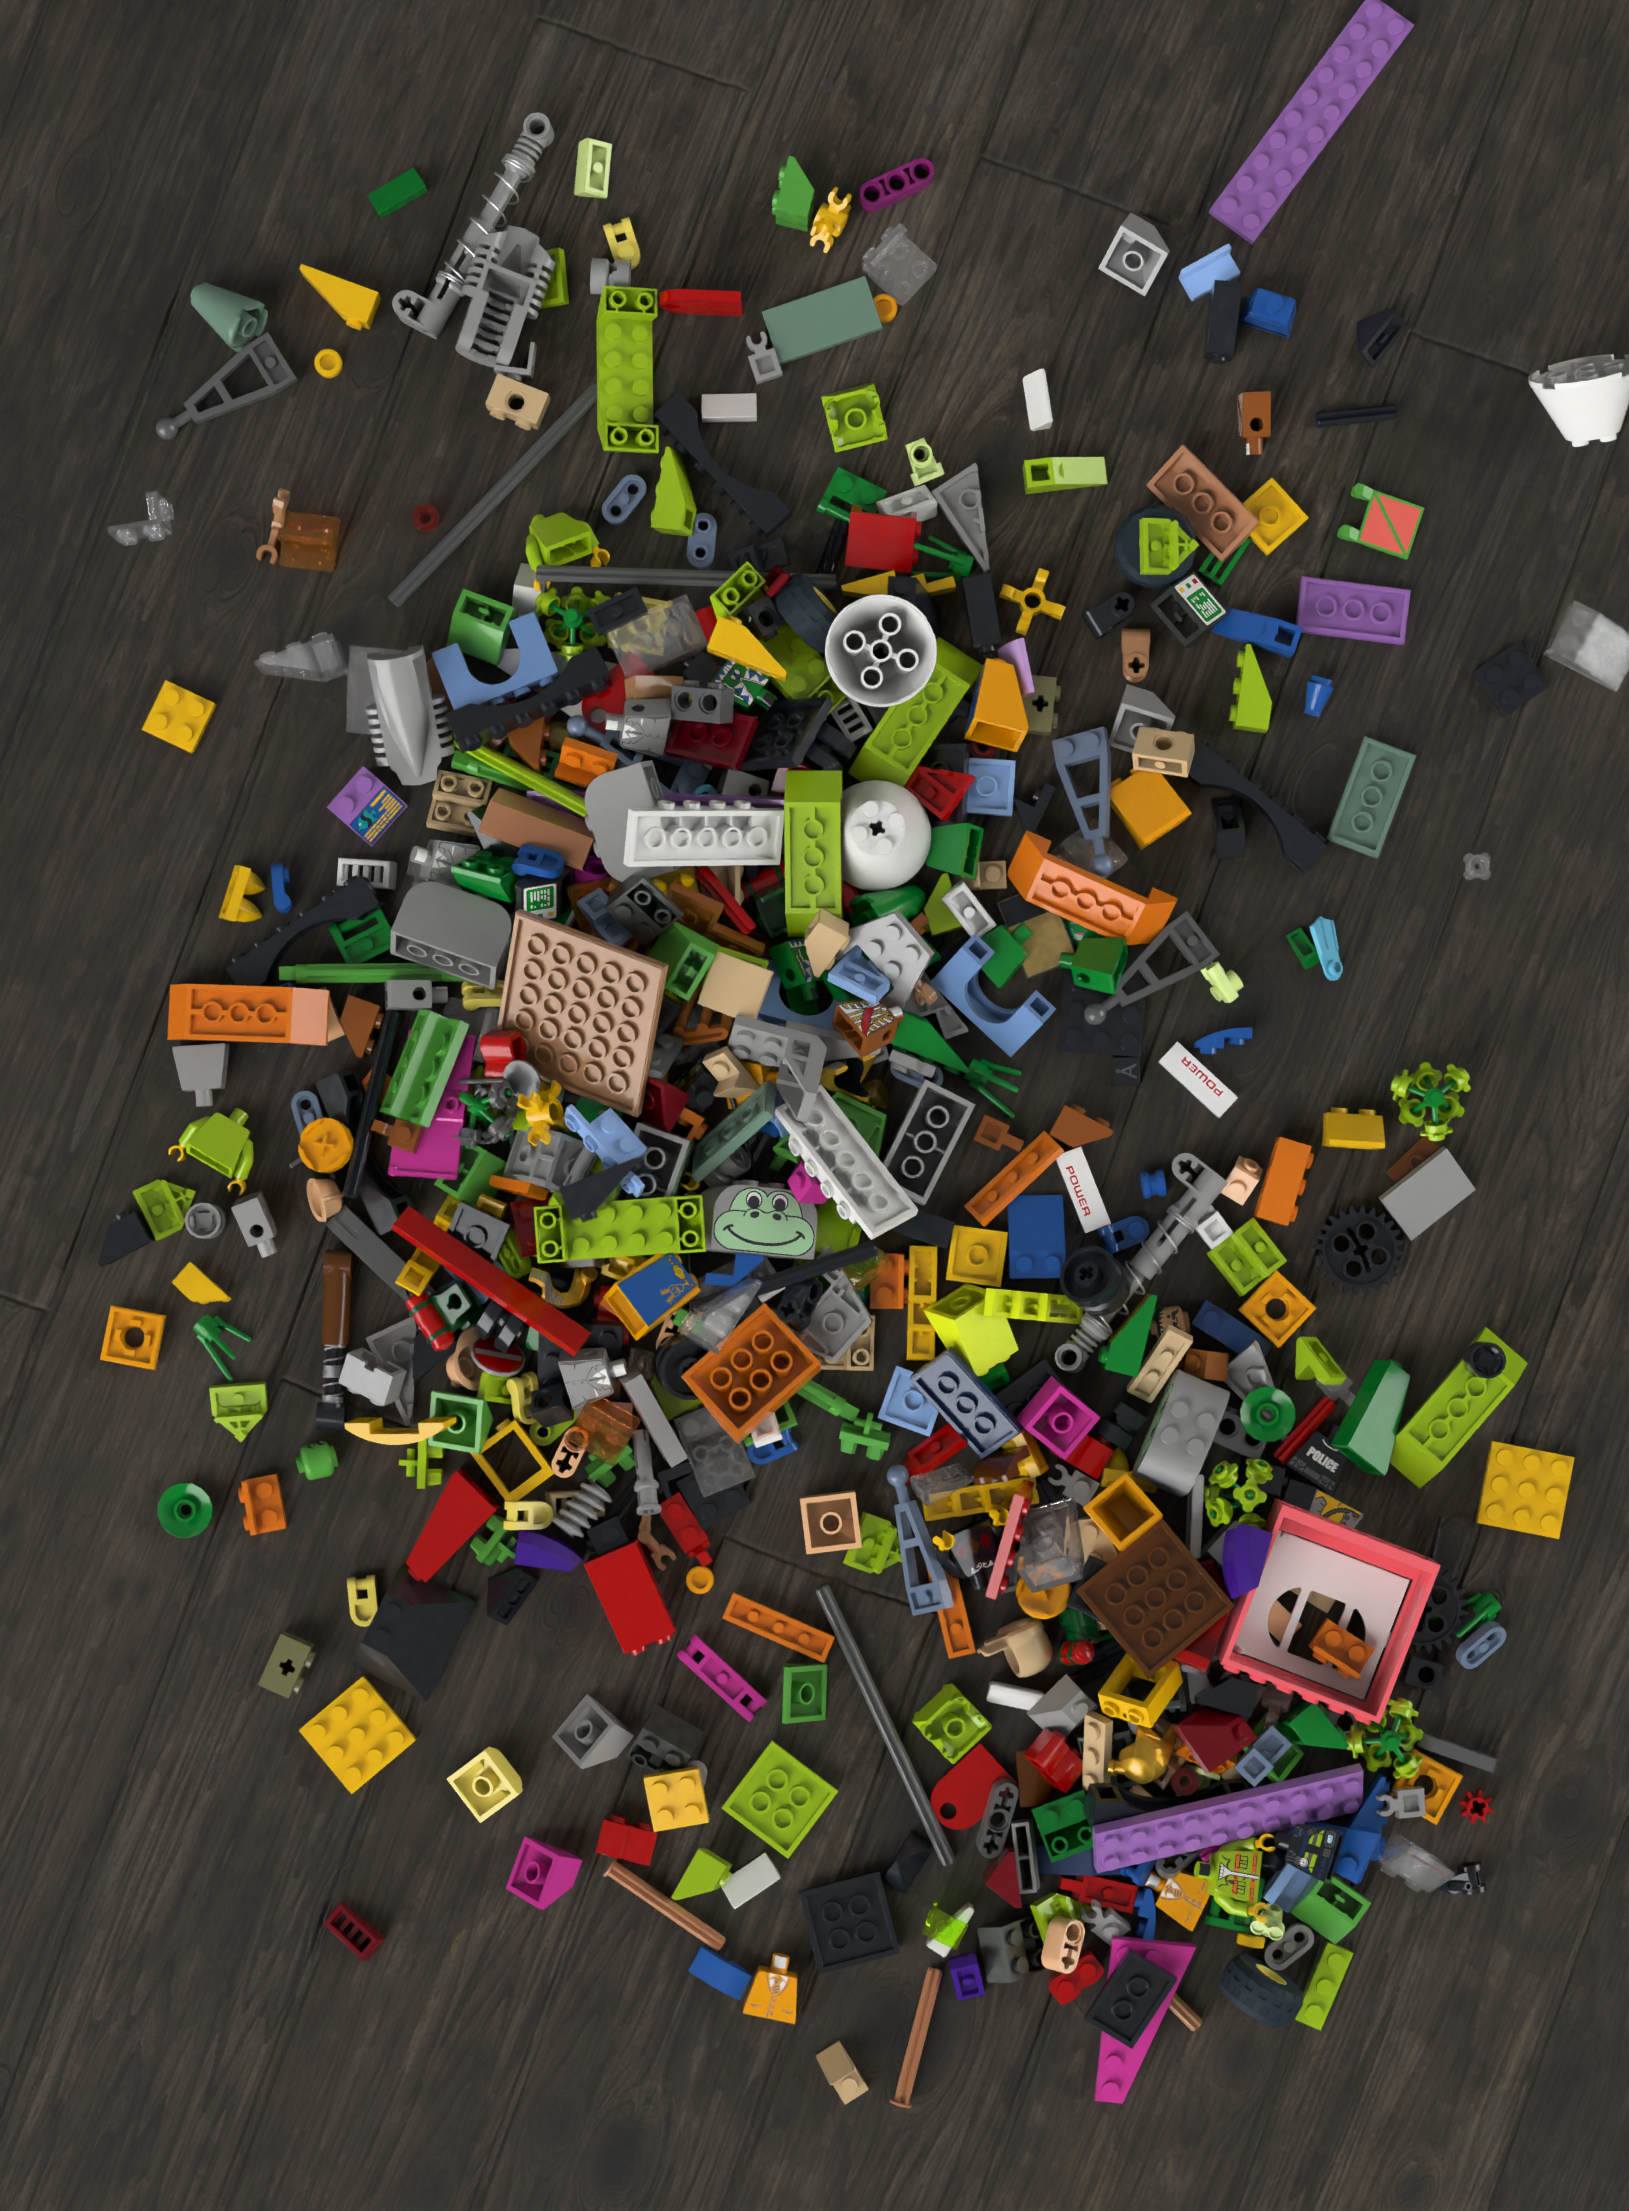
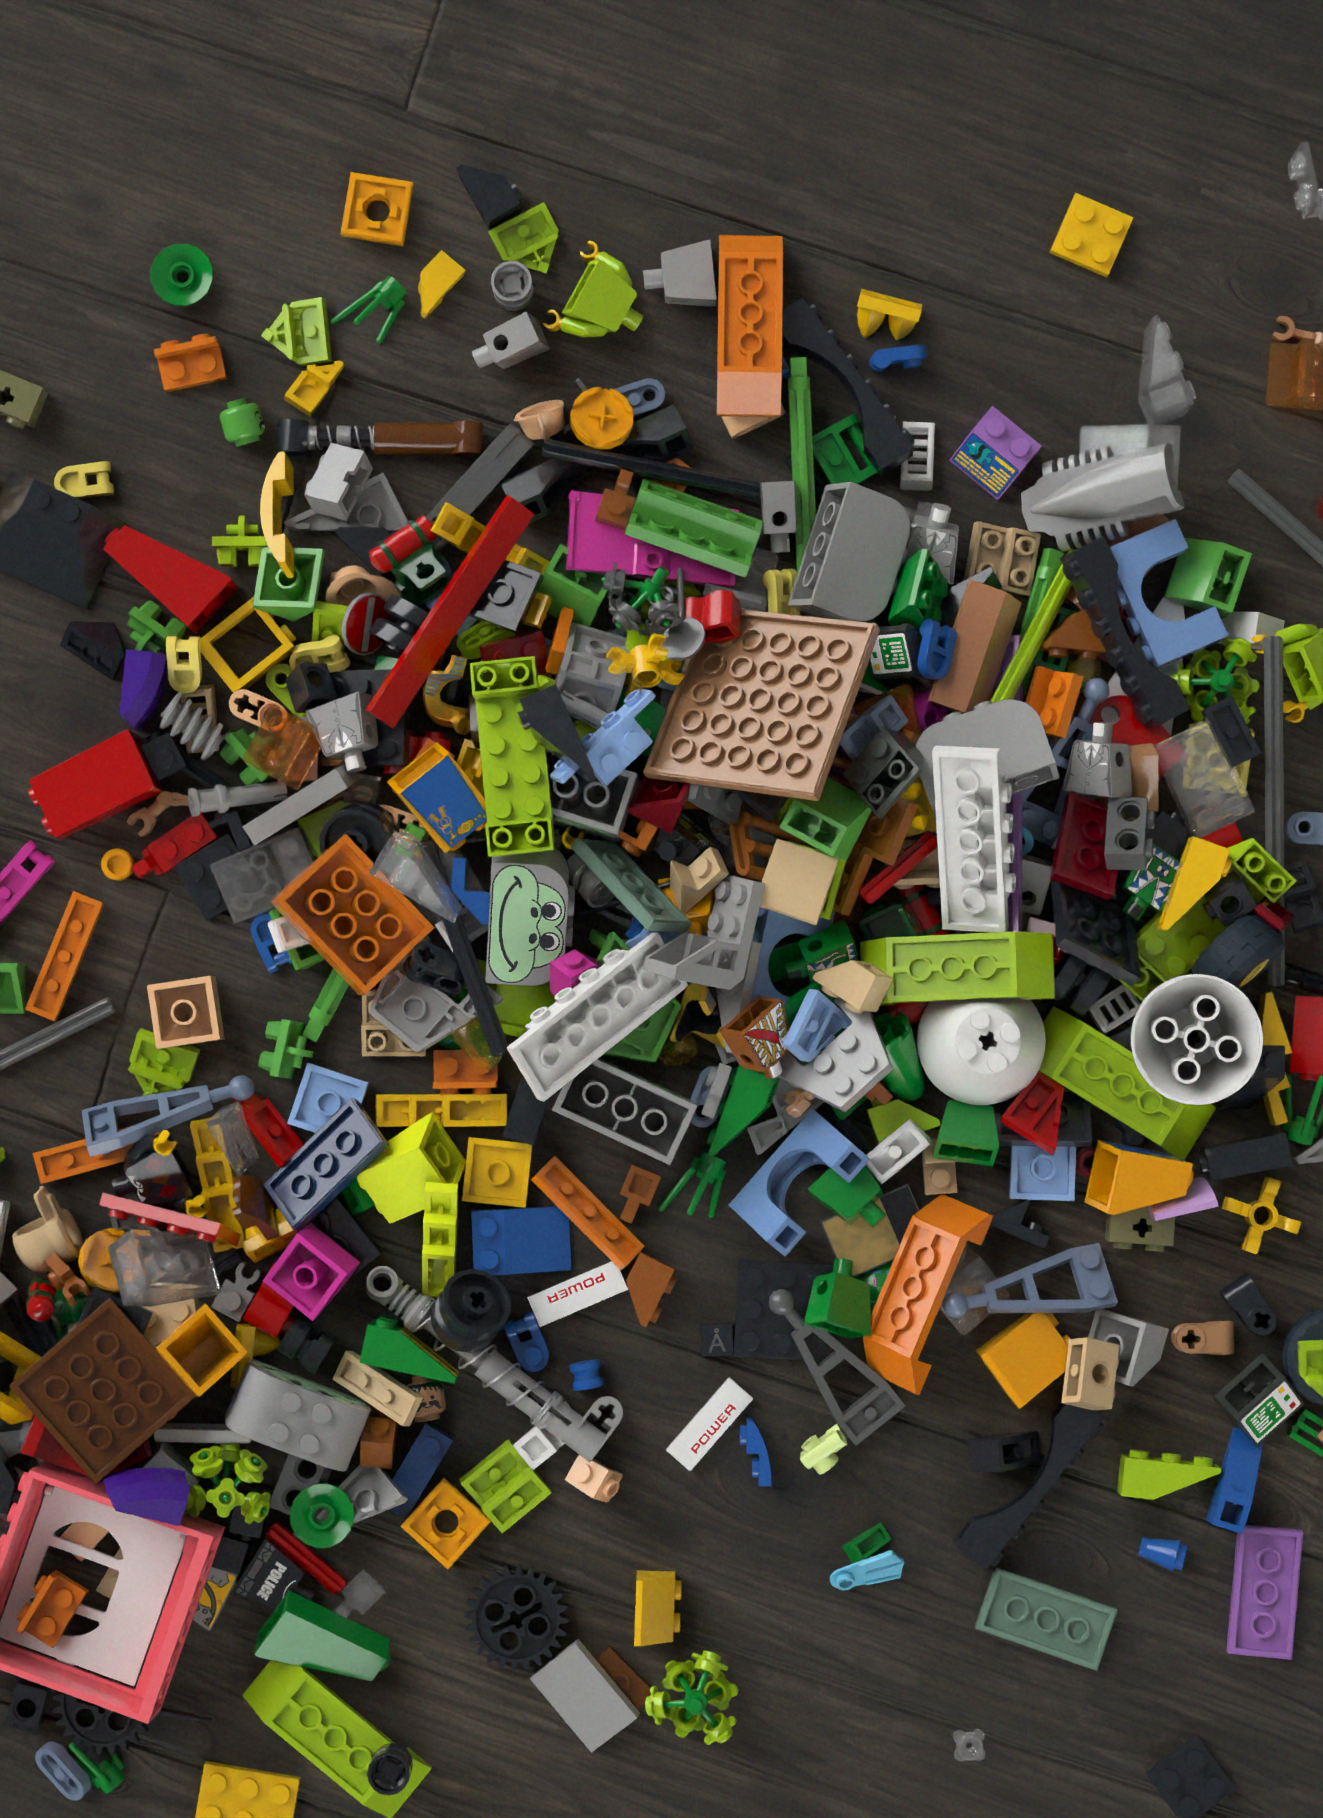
camera: 90 degrees right, 0 degrees up
(287, 1398) = (312, 386): none -> yellow slope
(359, 1023) = (743, 453): dark orange slope -> none
(1057, 1632) = (63, 1277): none -> dark orange plate
(1283, 1181) = (593, 1527): orange brick -> none
(1315, 1361) = (386, 1569): lime slope -> none

